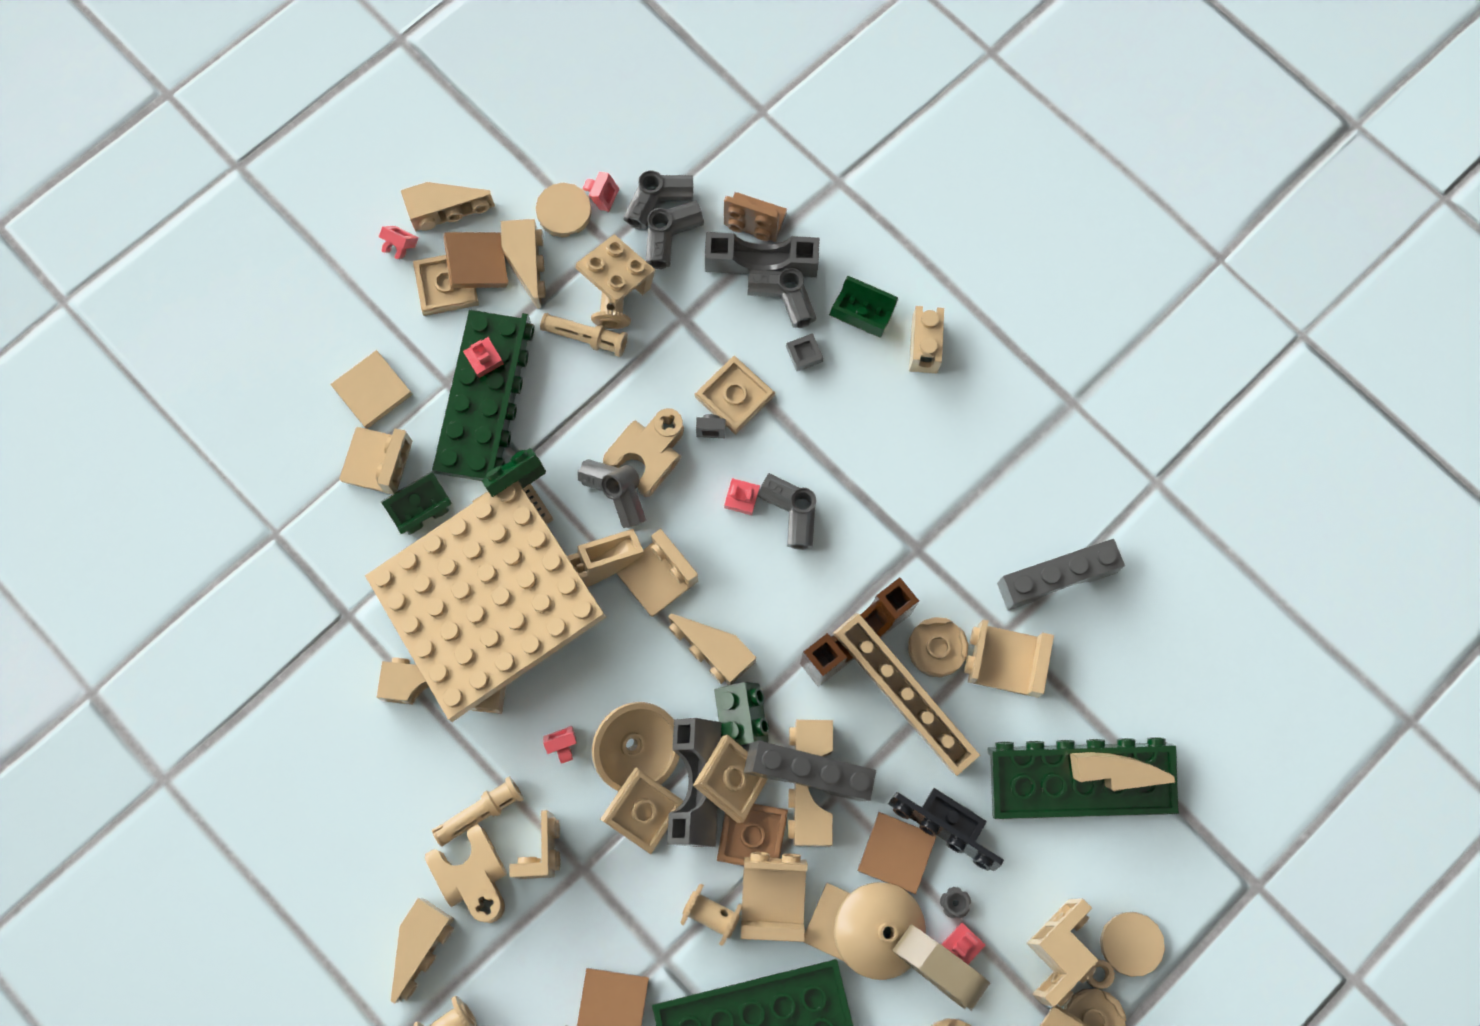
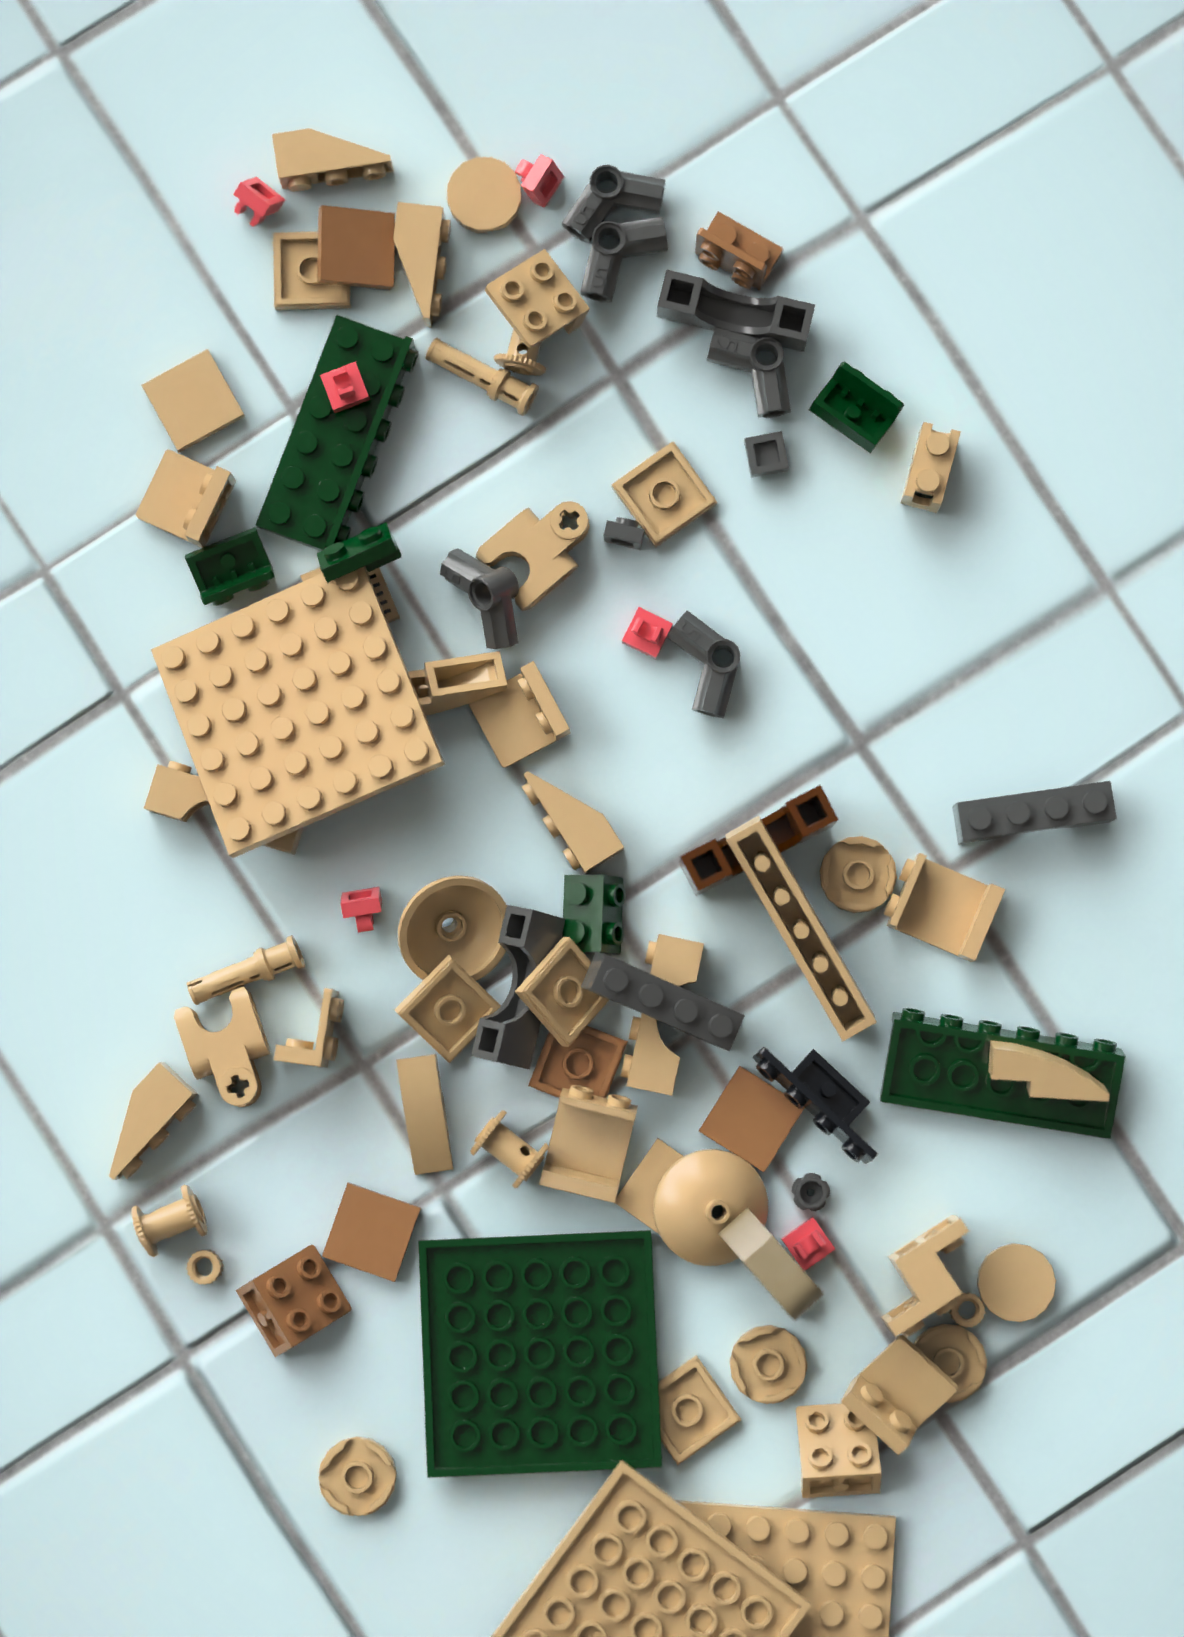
camera: 20 degrees right, 10 degrees up
(638, 899) = (425, 1114): none -> tan slope

